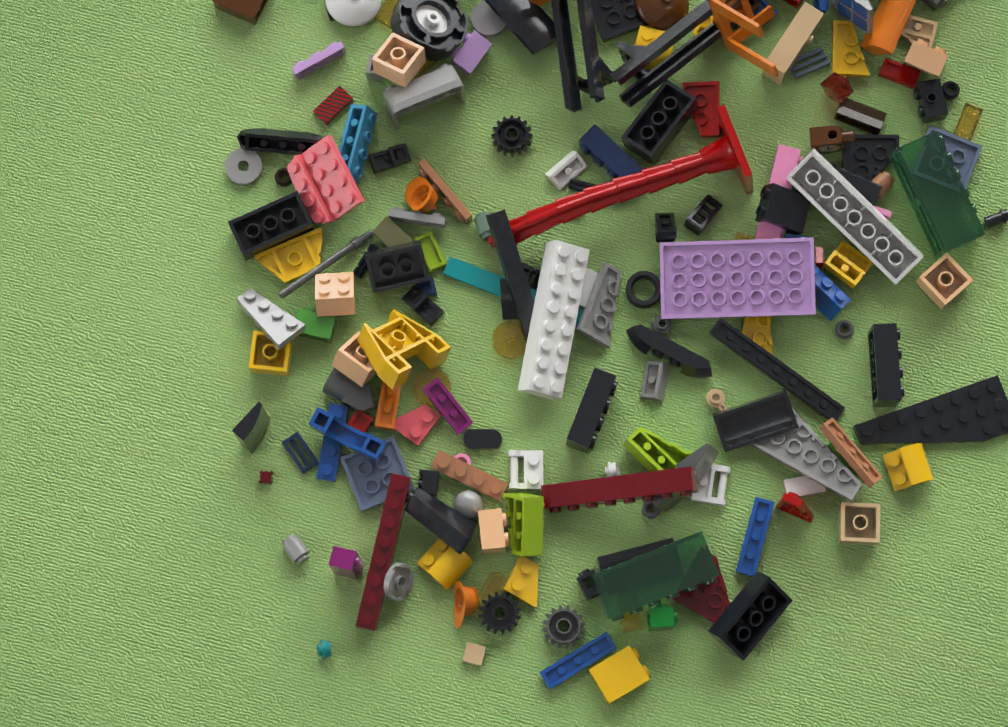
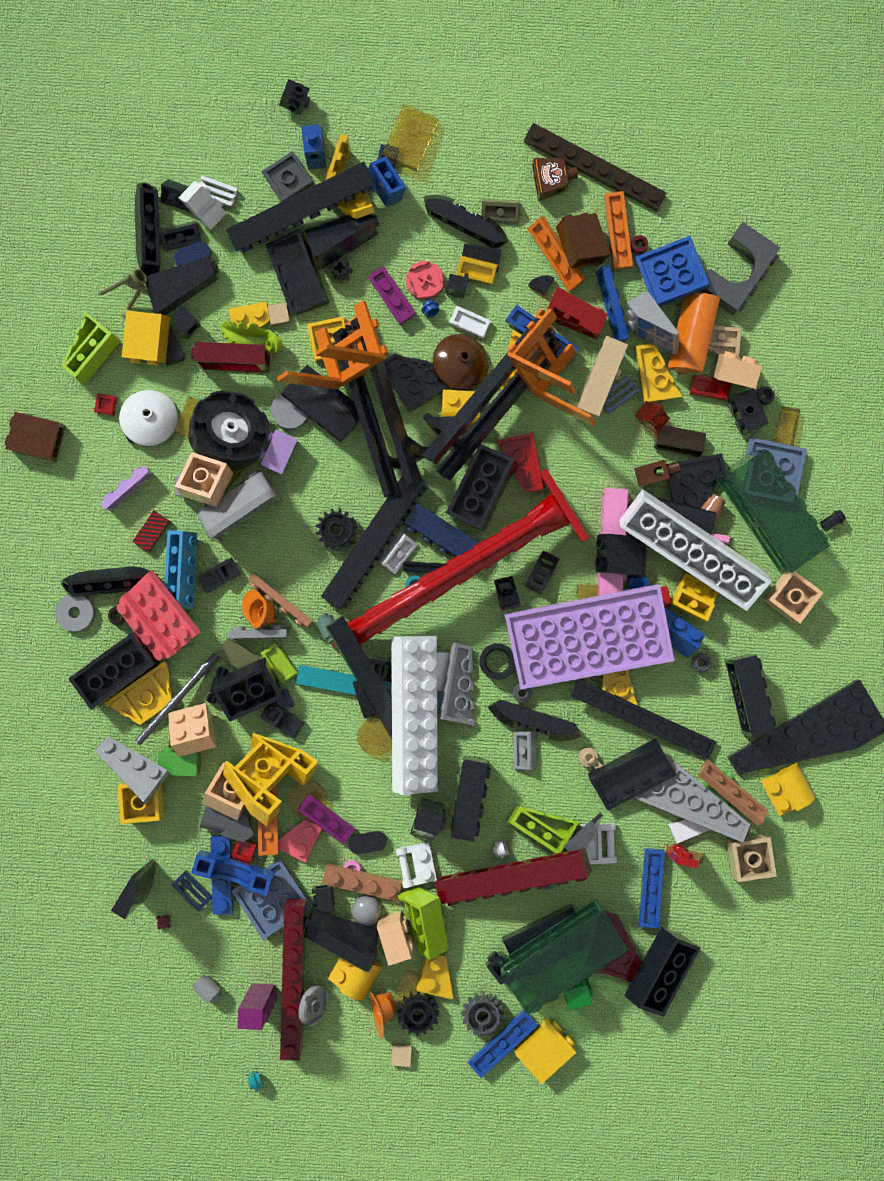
camera: 15 degrees left, 10 degrees up
(544, 154) = (371, 544): none -> black brick
(547, 419) = (428, 819): none -> black wedge

